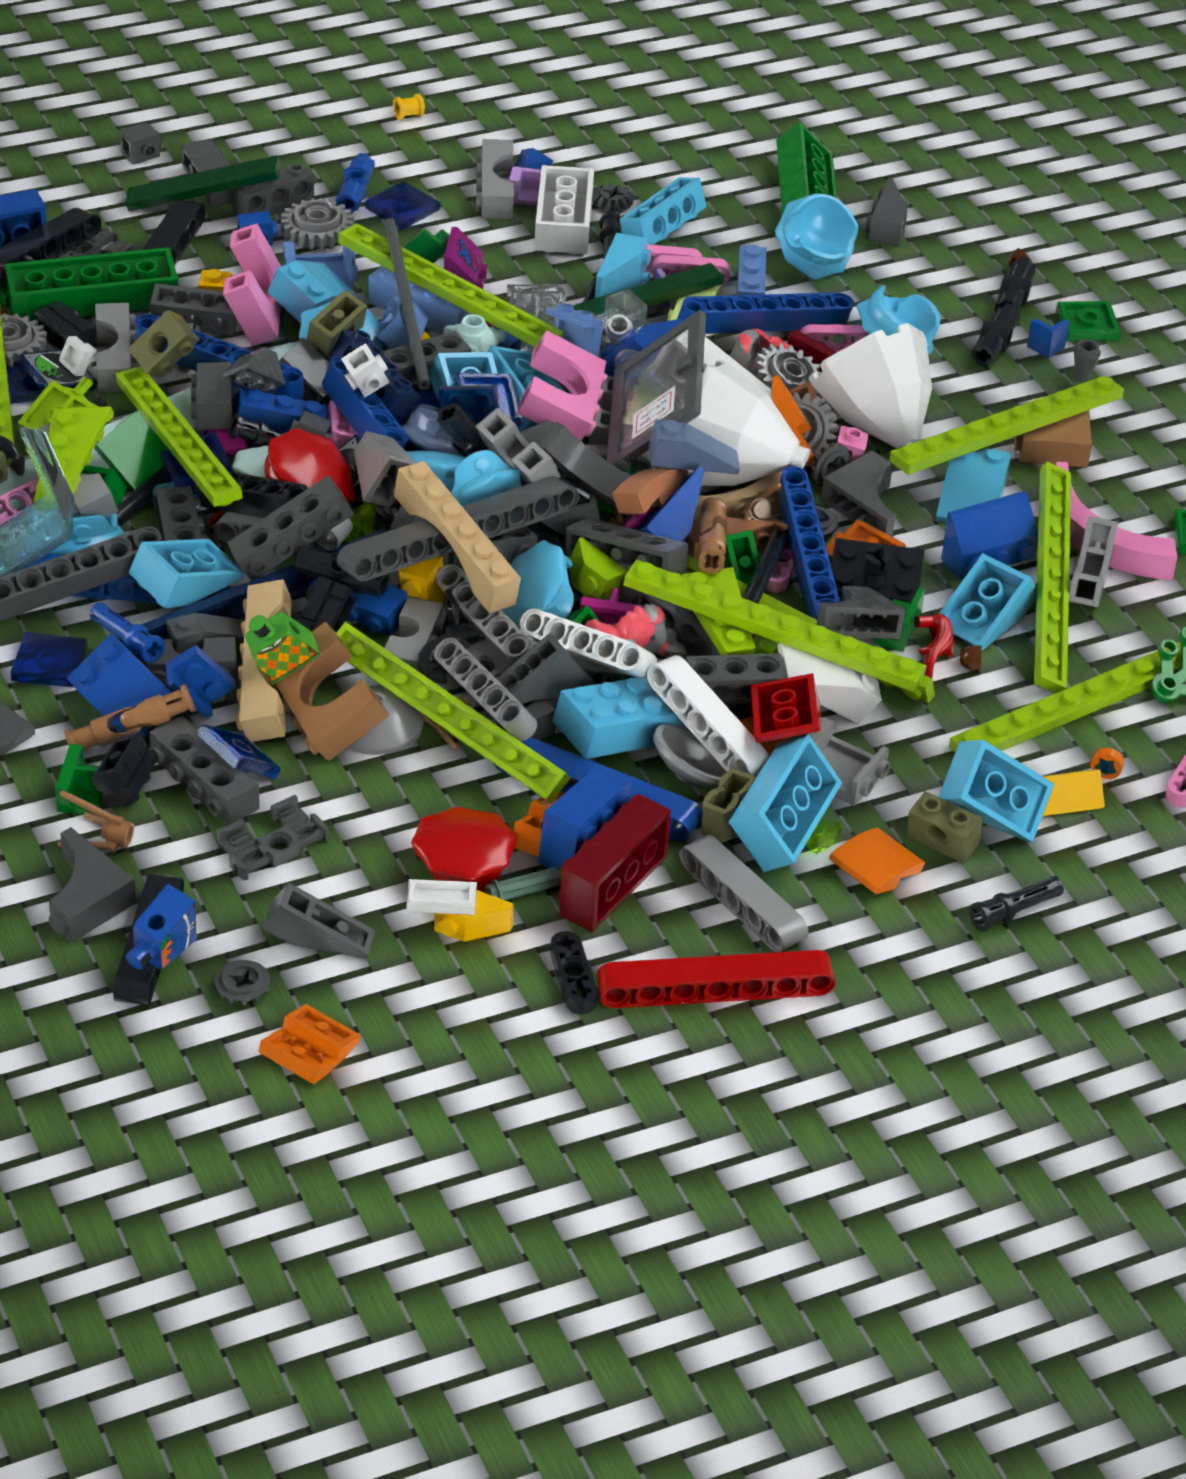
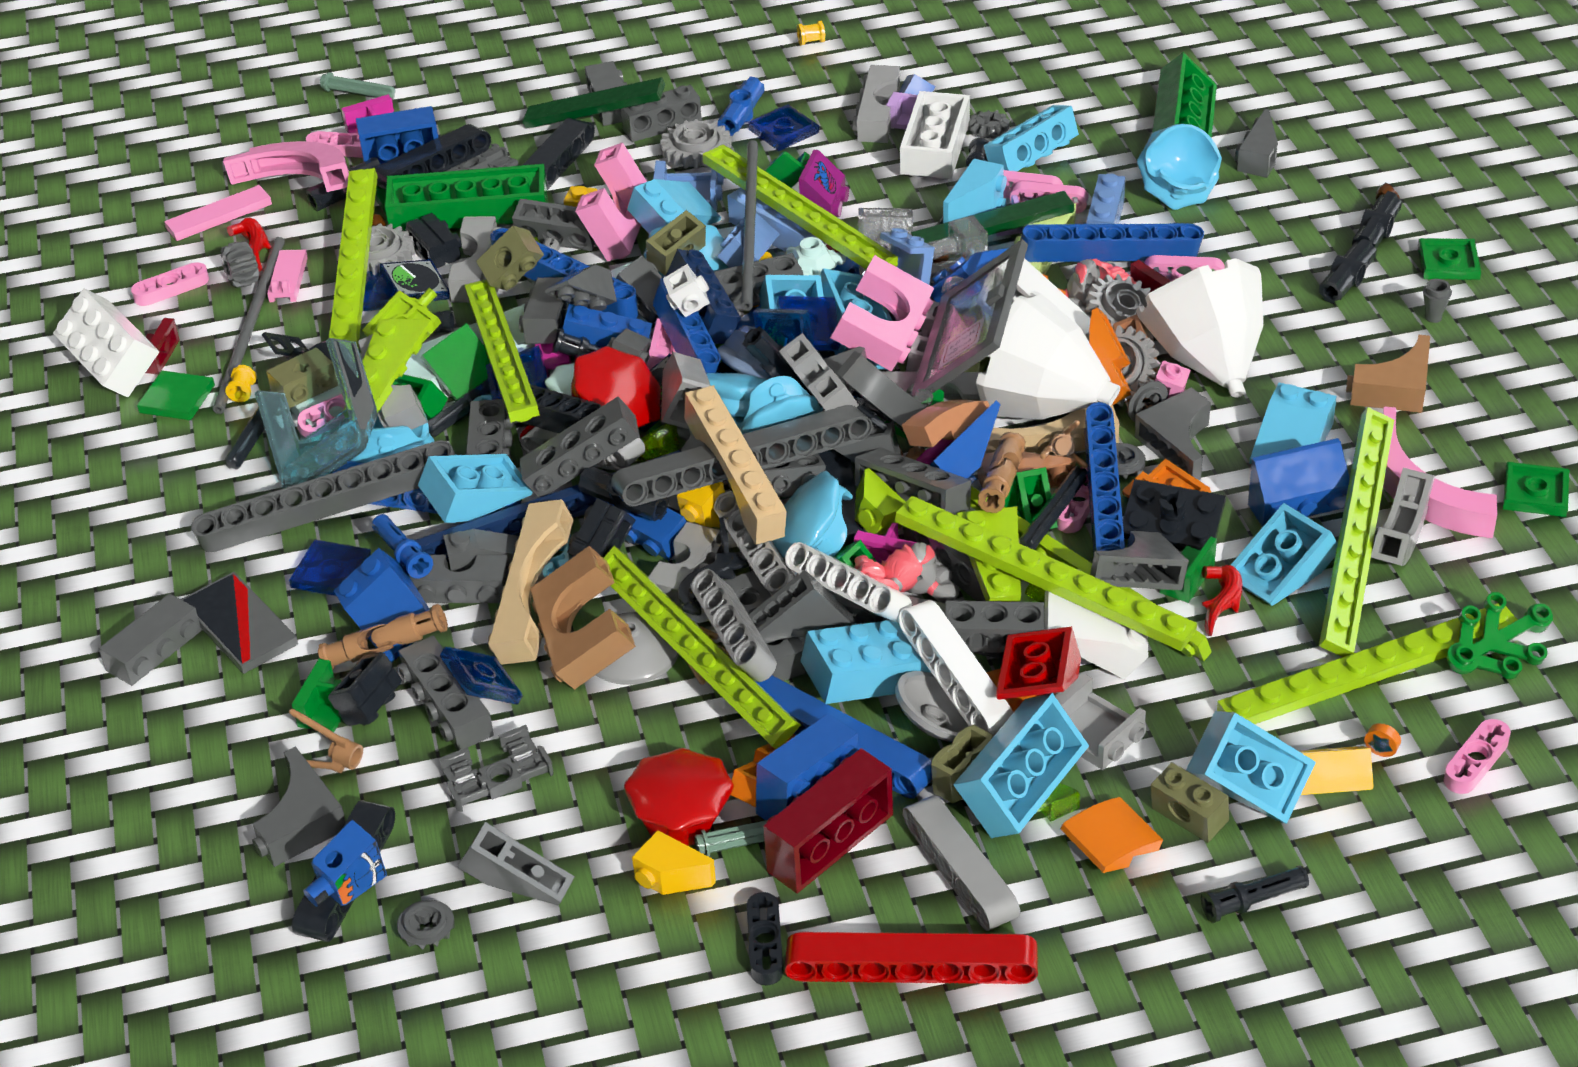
camera: 15 degrees right, 0 degrees up
(76, 355) = (432, 266): white tile -> none
(140, 143) = (550, 64): dark grey brick -> none
(202, 676) = (460, 599): blue bracket -> none
(268, 227) = (639, 146): blue brick -> none
(280, 645) = (538, 568): bright green torso -> none
(309, 1043) = (476, 997): orange slope -> none
(441, 897) = (640, 847): white tile -> none
(616, 327) = (953, 251): white cone -> none
(687, 448) = (985, 381): sand blue slope -> none
(888, 313) = (1260, 248): medium azure piece -> none
(971, 657) = (1257, 613): reddish brown hinge -> none
(1005, 425) = (1335, 366): lime plate -> none
(1047, 339) = (1401, 277): blue panel -> none

